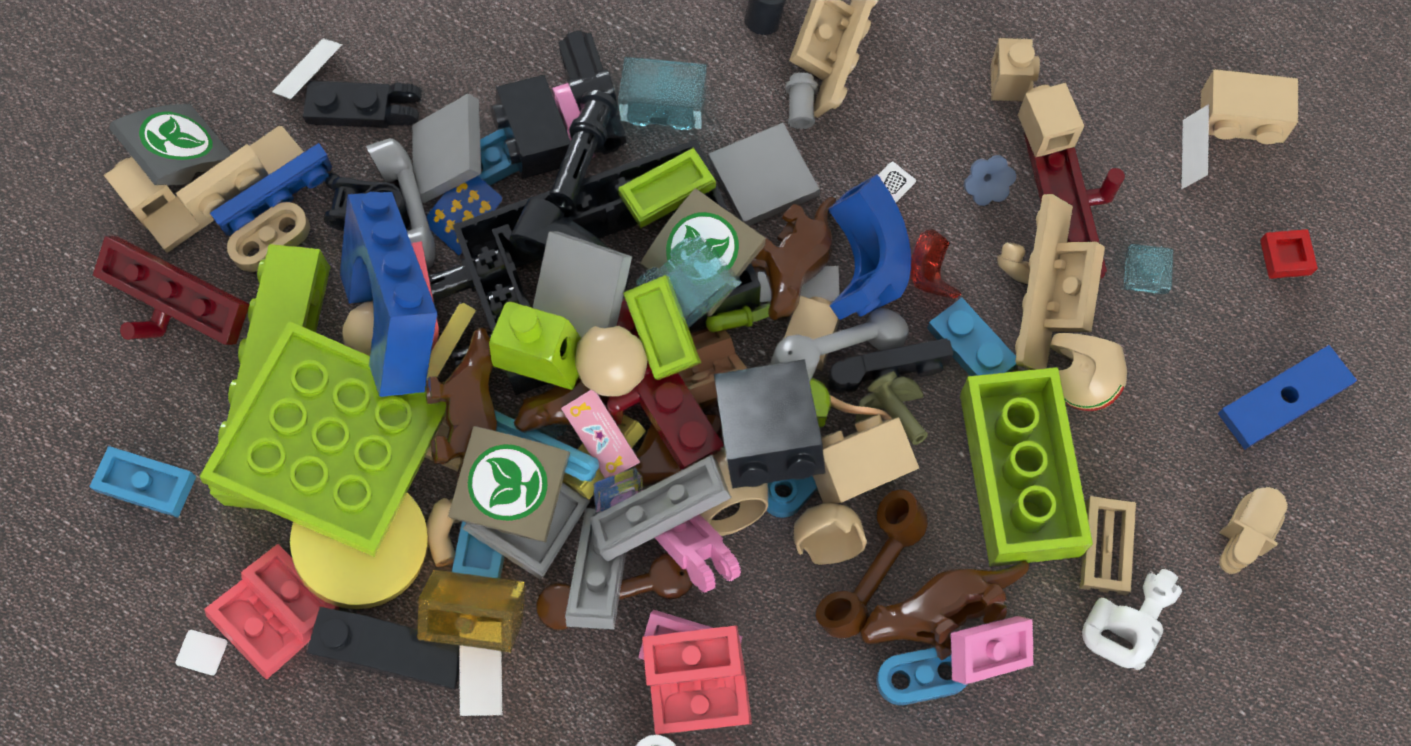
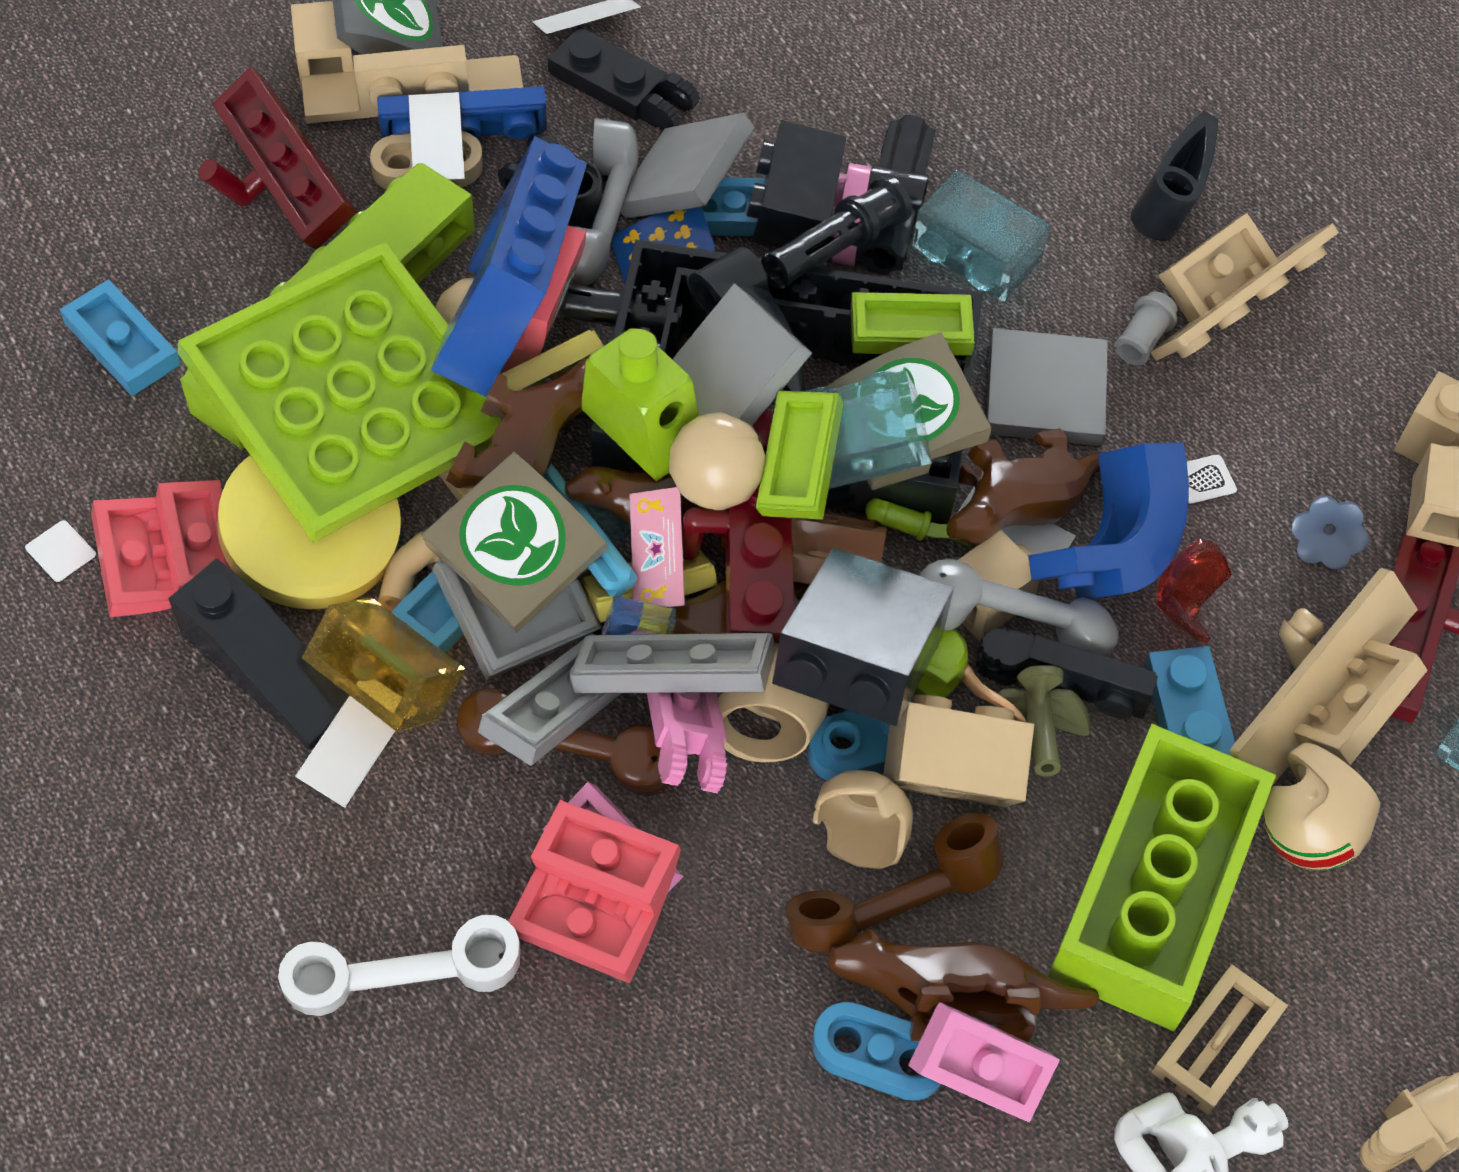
camera: 25 degrees right, 10 degrees down
(268, 217) = (437, 133): none -> white sticker

